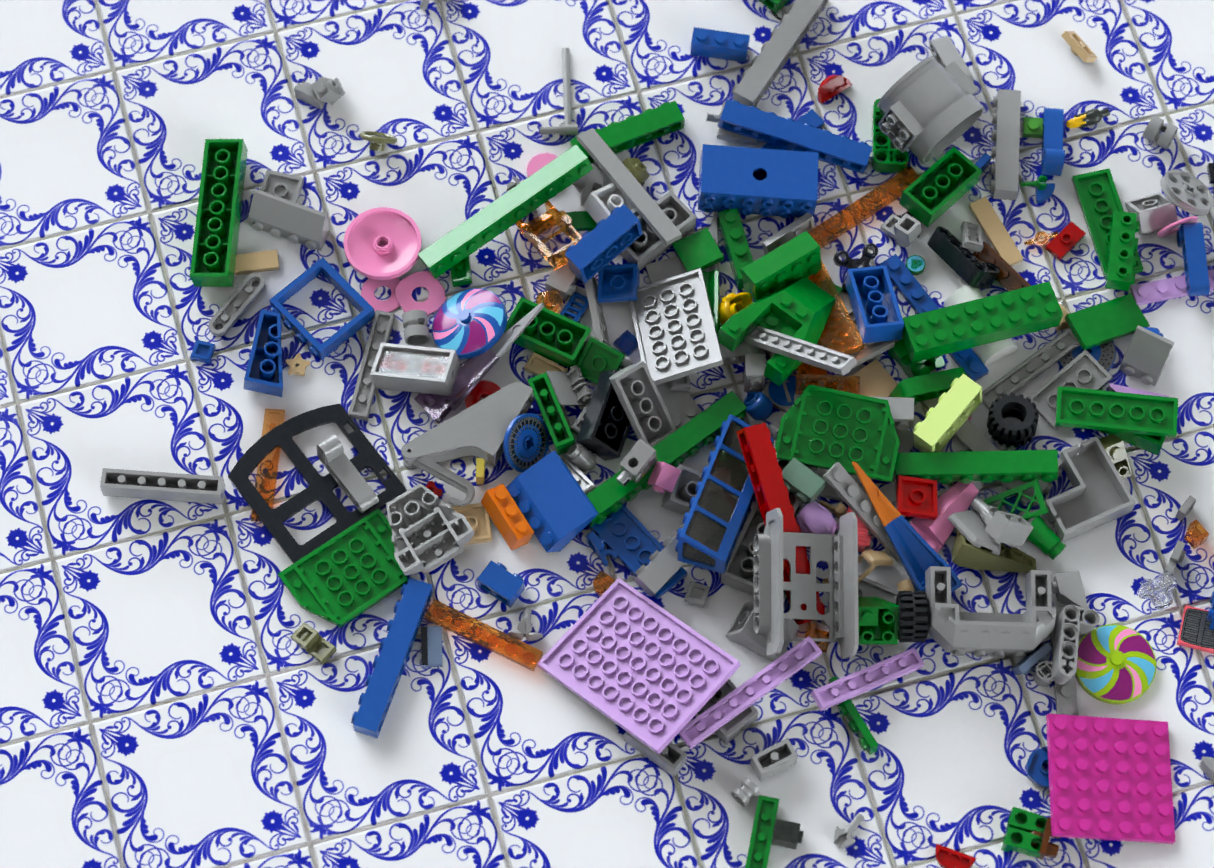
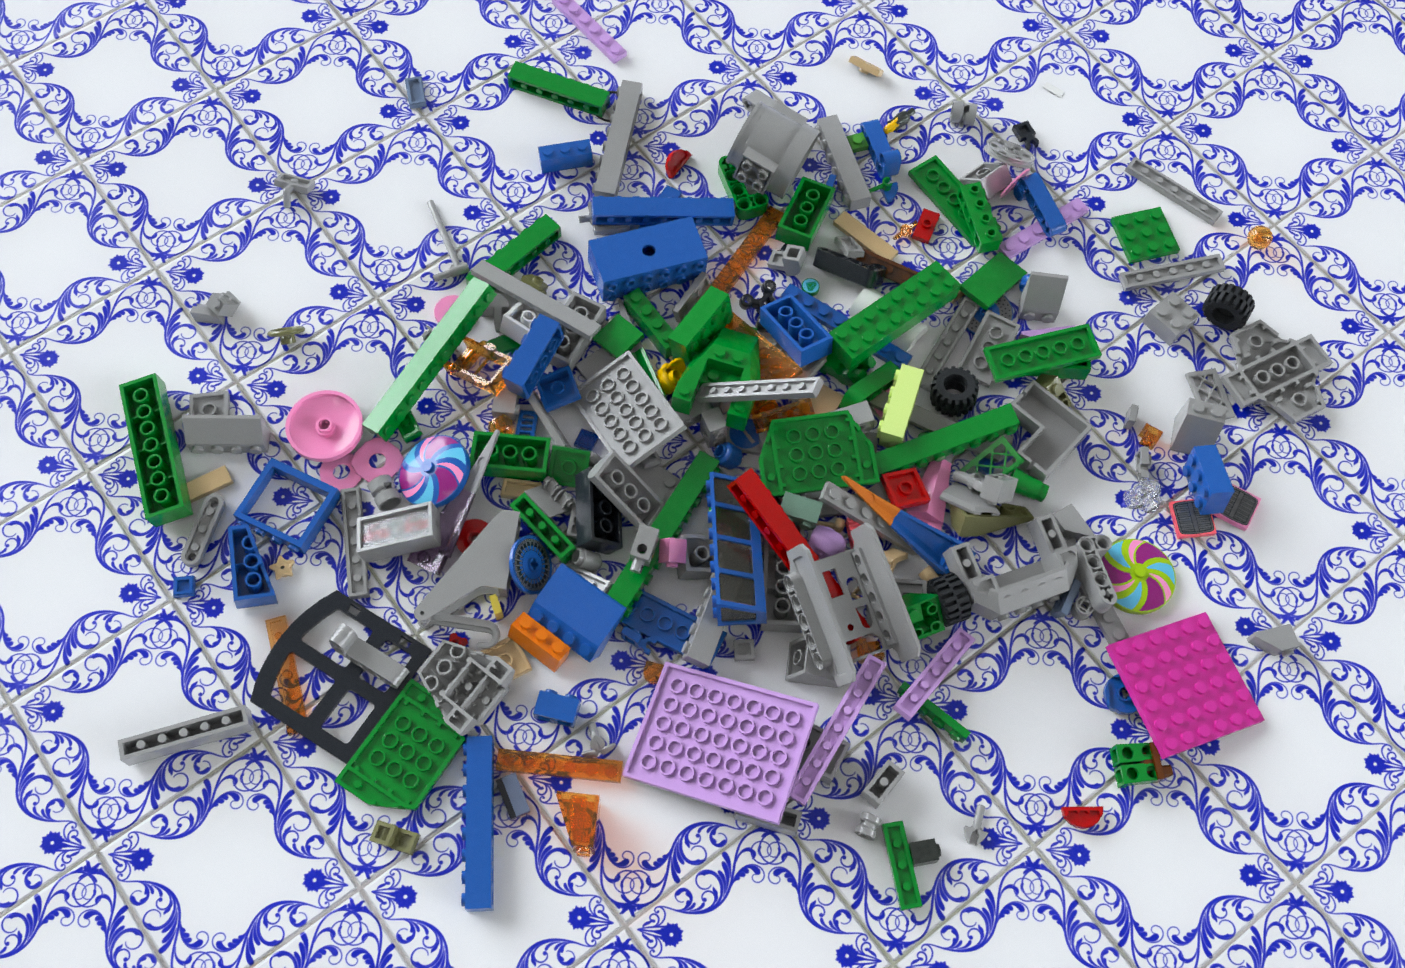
camera: 25 degrees left, 0 degrees up
(484, 688) = (581, 819): none -> clear orange slope

